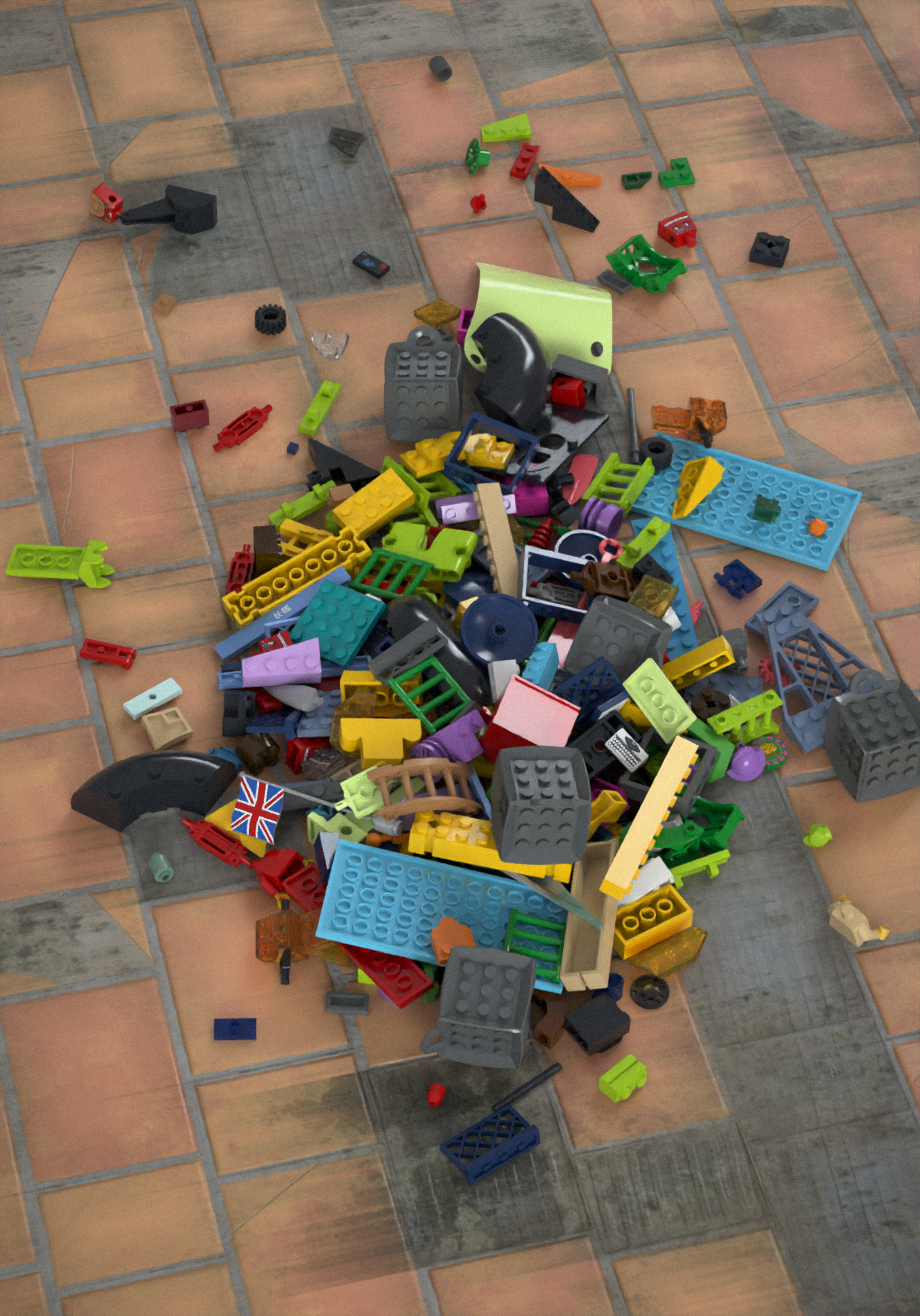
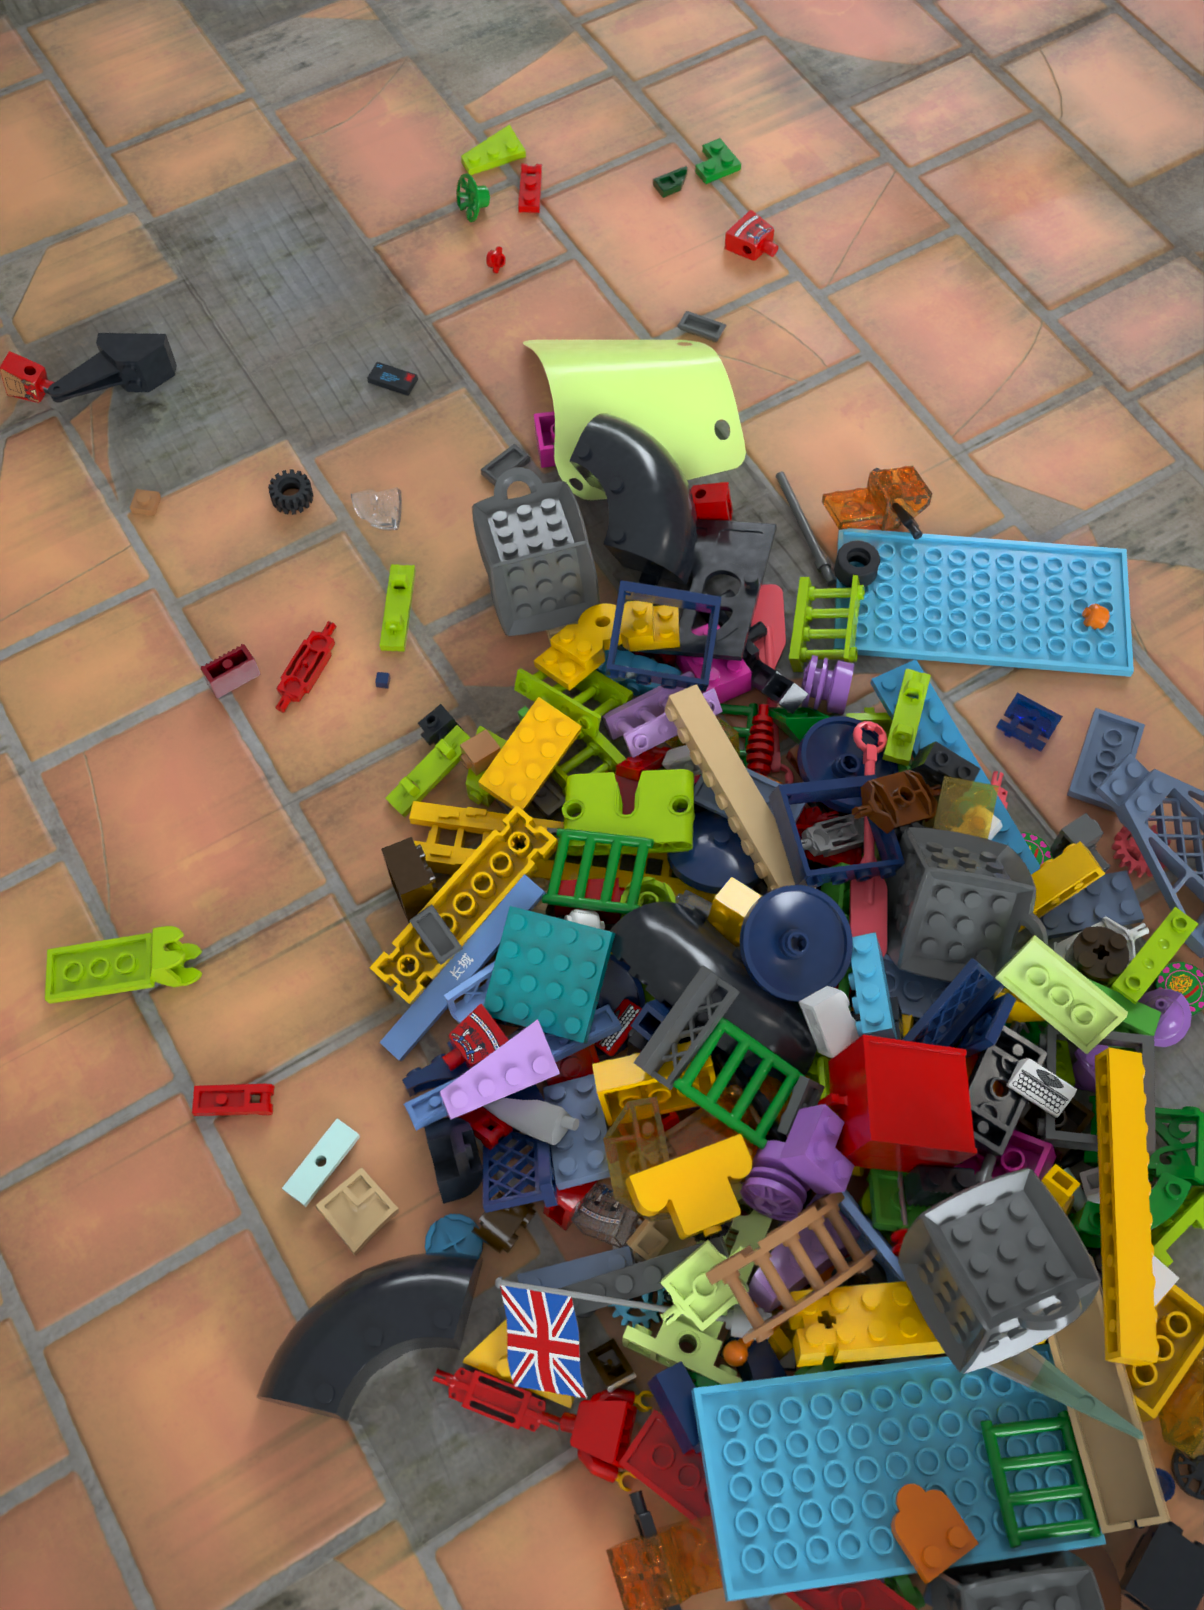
camera: 15 degrees left, 15 degrees up
(160, 867) = (427, 1479): sand green brick -> none
(242, 562) = (375, 883): red piece -> none
(271, 586) = (436, 934): none -> dark grey tile
(299, 844) = (612, 1366): none -> dark brown slope
(341, 466) = (476, 699): black slope -> none
(345, 140) = (302, 213): clear smoke wing -> none
(437, 313) = (502, 428): clear yellow plate -> none
(440, 68) = (385, 90): dark grey piece -> none
(565, 206) = (606, 238): black slope -> none
(571, 178) = (582, 200): orange wing -> none
(593, 376) = (718, 468): dark grey brick -> none
(654, 282) = (759, 292): green fence -> none
(696, 482) = (925, 595): yellow wedge -> none
(766, 510) = (1028, 610): clear green brick -> none
(769, 250) = (867, 236): black brick -> none

